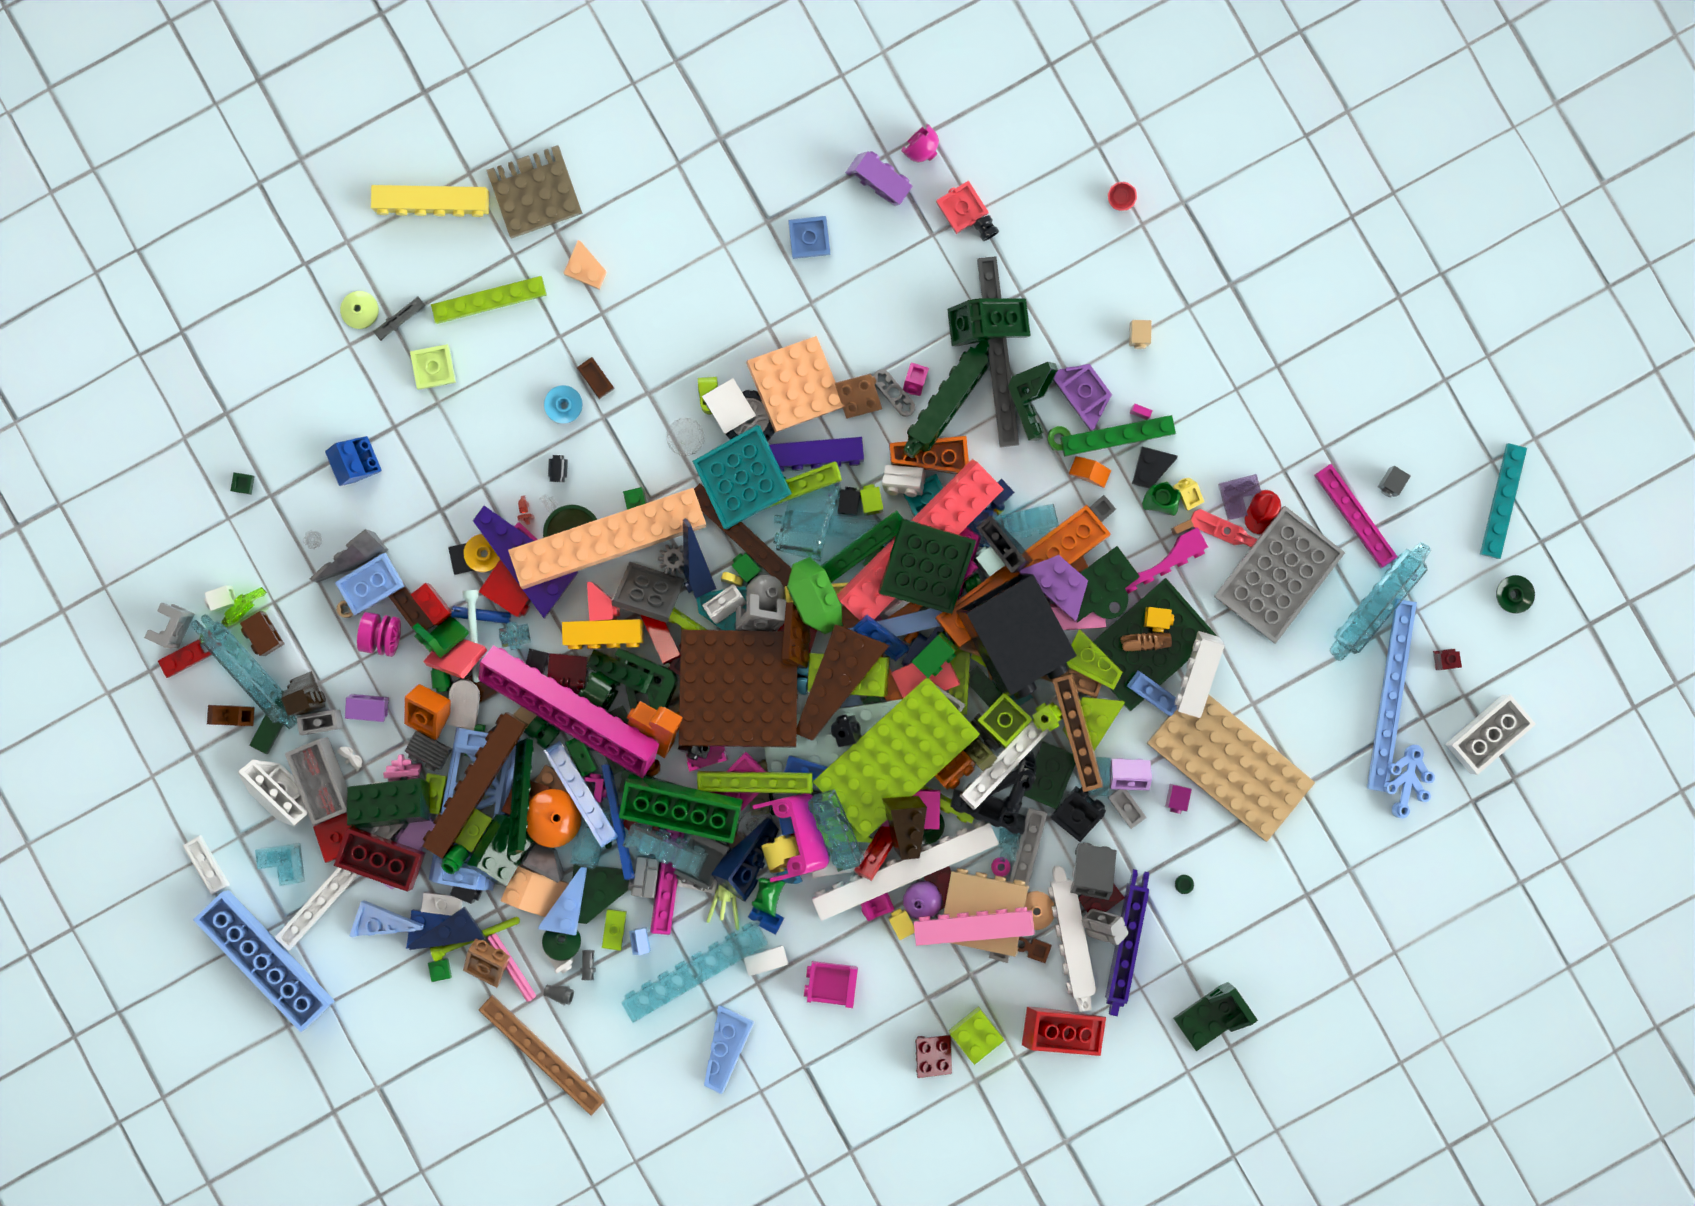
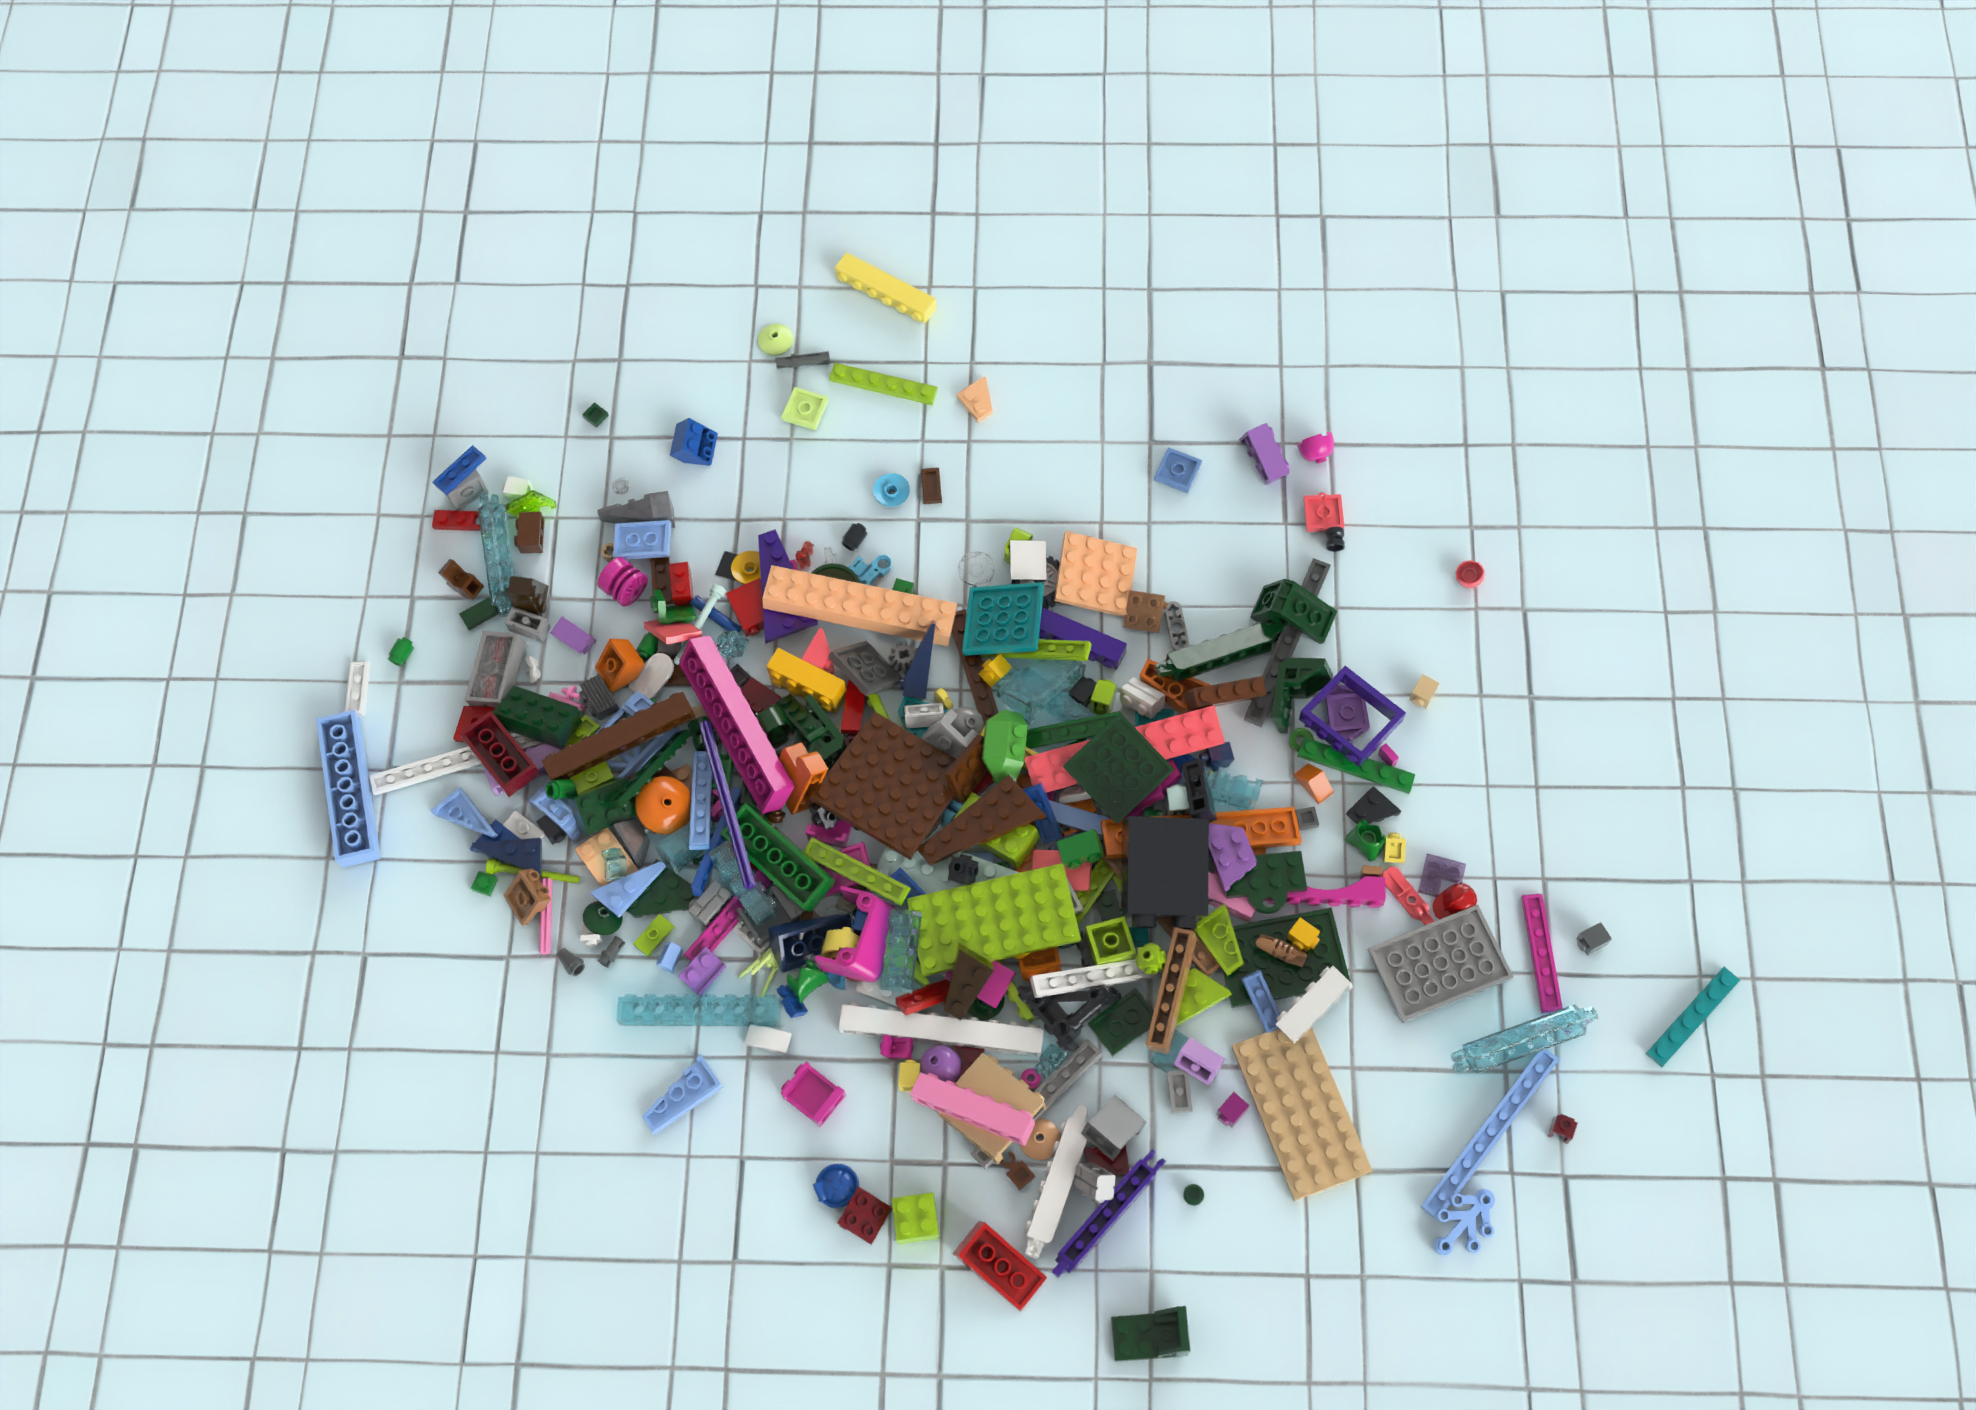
camera: 35 degrees right, 20 degrees down
(159, 619) = (459, 470): none -> blue tile
(222, 810) = (400, 651): none -> green brick
(274, 790) = (453, 656): white wedge -> none
(286, 859) = (422, 717): clear light blue brick -> none
(536, 195) = (972, 328): dark tan hinge -> none
(541, 1055) = (520, 1008): medium nougat tile -> none
(543, 893) = (614, 864): none -> clear light blue bracket
(591, 497) = (869, 574): none -> medium azure piece
(609, 791) = (727, 805): none -> dark purple axle
(675, 937) = (701, 971): none -> medium lavender plate
(745, 567) = (961, 695): green brick -> none
(761, 527) = (994, 670): none -> yellow brick
(897, 1047) = (836, 1185): none -> blue piece
(915, 379) = (1201, 625): dark pink bracket -> none
(977, 440) = (1225, 693): none -> reddish brown brick
(980, 754) = (1071, 960): olive plate -> none
(1078, 813) = (1131, 1070): black plate -> none
(1101, 367) = (1367, 693): none -> dark purple window
(1490, 734) = (1569, 1220): white brick -> none
(1524, 594) = (1670, 1101): dark green dish -> none

